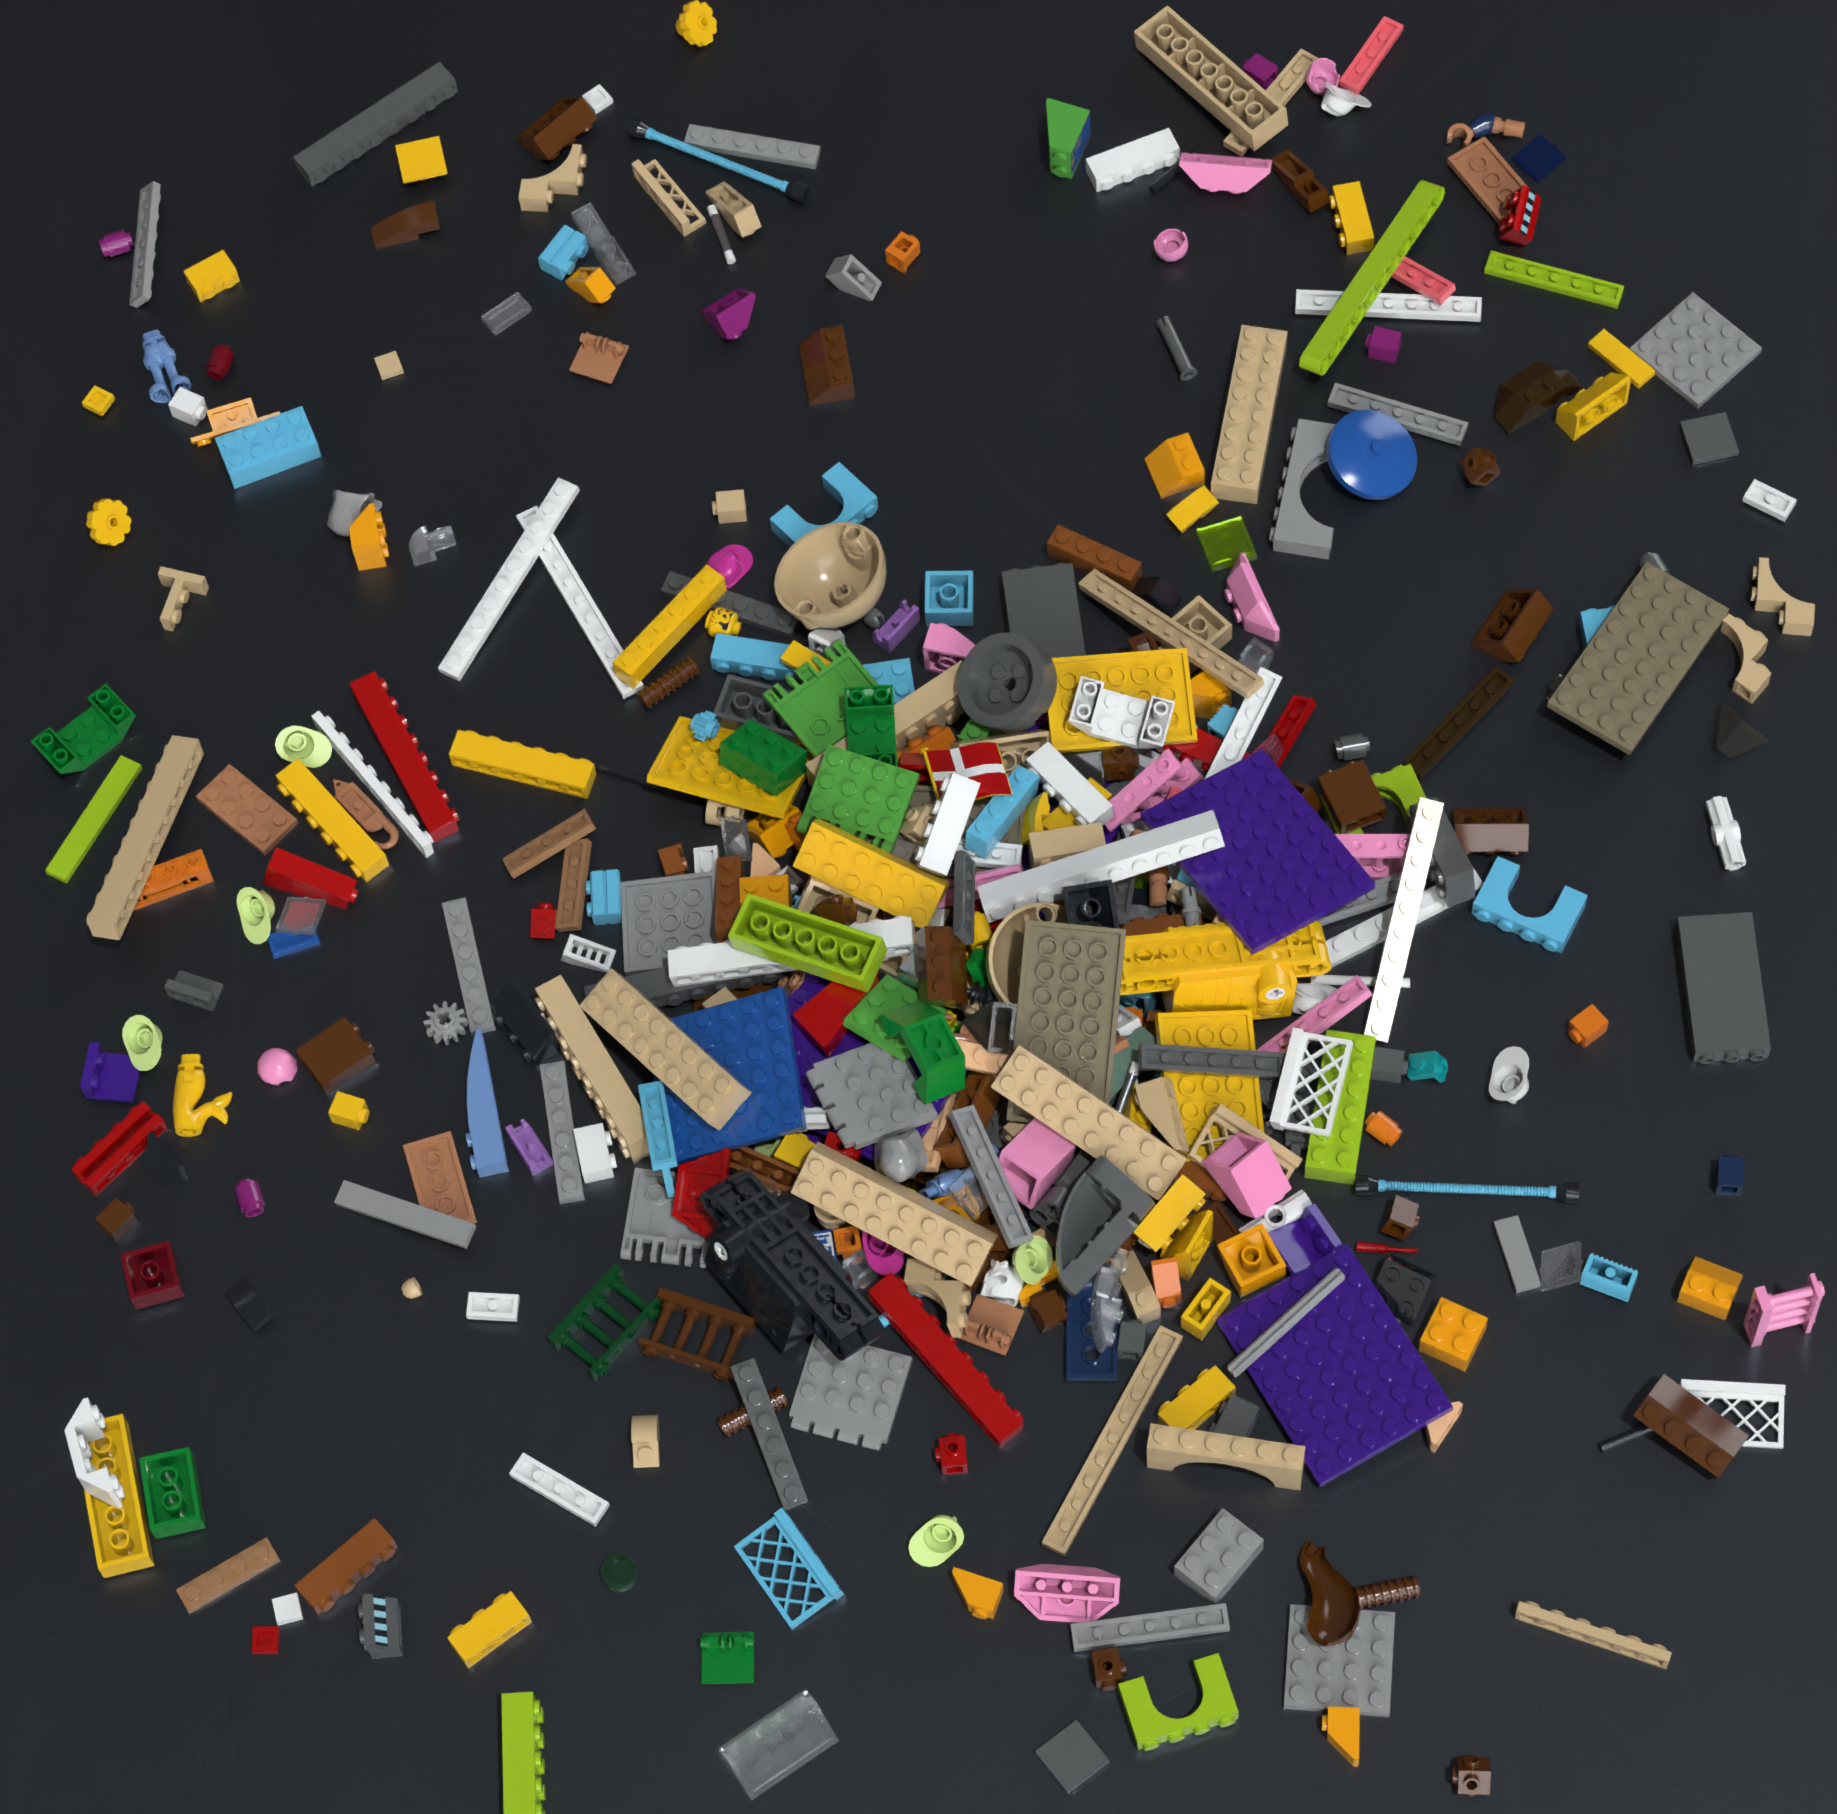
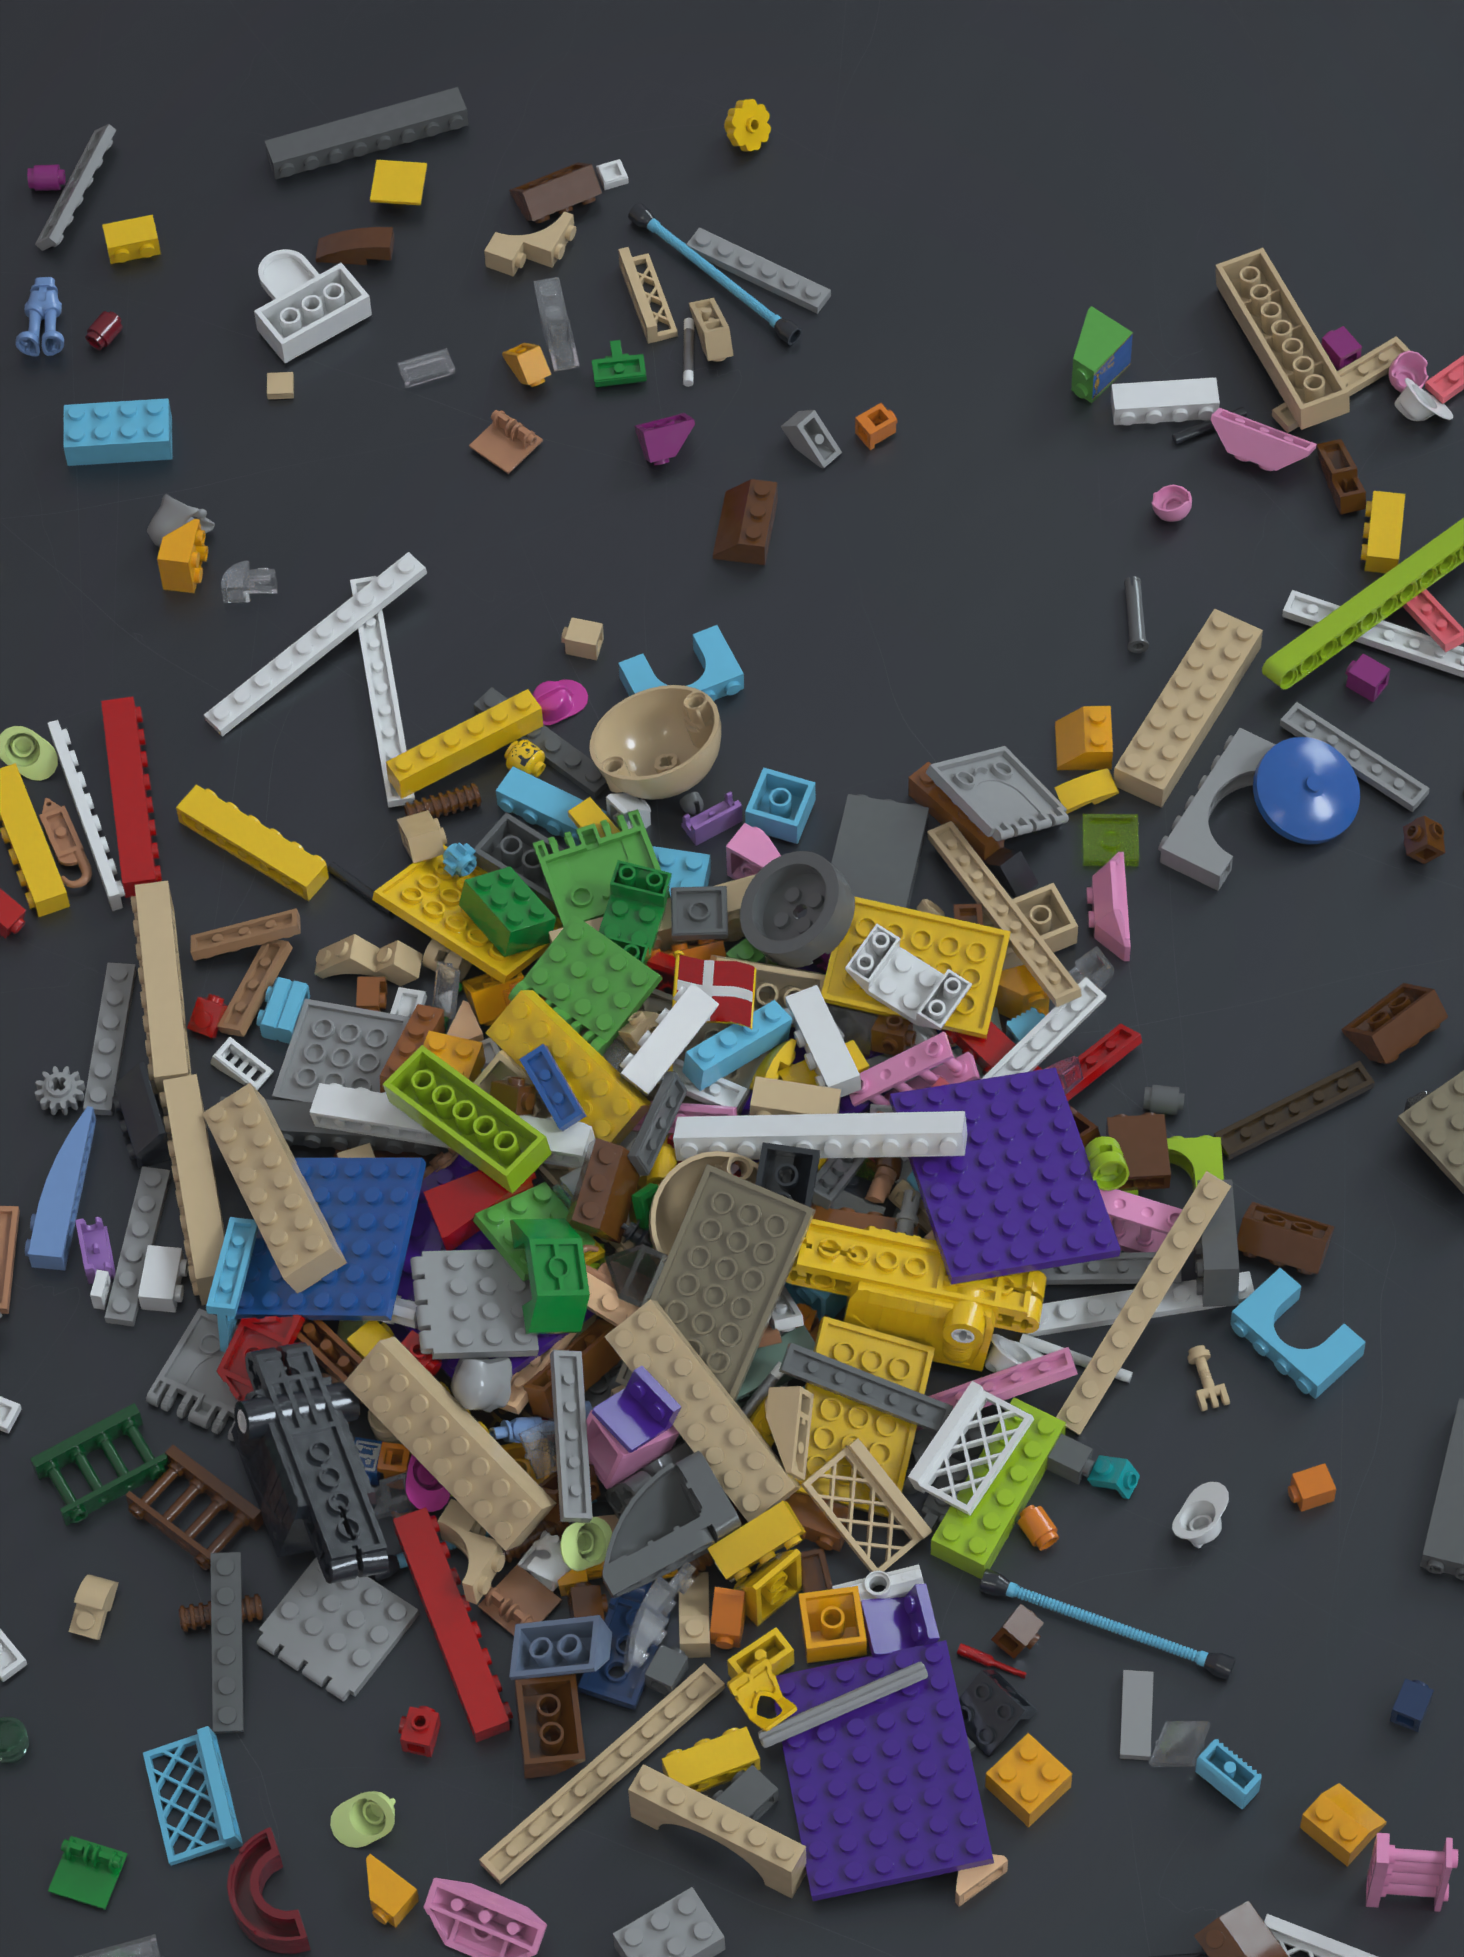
camera: 15 degrees right, 5 degrees down
(188, 406) = (52, 366): white brick -> none
(228, 419) = (88, 389): light orange bracket -> none
(384, 288) = (306, 304): none -> white brick
(497, 908) = (160, 983): none -> tan brick
(547, 1178) = (100, 1289): none -> white tile
(563, 252) = (511, 321): medium azure brick -> none
(651, 833) = (357, 956): none -> tan arch
(664, 715) = (422, 836): none -> tan brick
(669, 265) = (618, 368): none -> green hinge
(868, 894) = (553, 1087): none -> blue plate
(879, 1648) = (259, 1921): none -> dark red brick
(923, 710) = (699, 913): none -> dark grey tile
(1040, 1138) = (638, 1411): none -> dark purple bracket
(1042, 1351) = (560, 1647): none -> sand blue slope
(1056, 1415) = (549, 1724): none -> reddish brown slope
(1103, 647) = (929, 907): none -> tan tile
(1125, 534) = (998, 793): none -> light grey hinge
(1212, 1327) = (758, 1682): none -> yellow piece
(1248, 1174) = (861, 1527): bright pink slope -> none
(1335, 815) = (1107, 1163): none -> lime wheel
(1458, 948) = (1198, 1356): none -> tan hinge

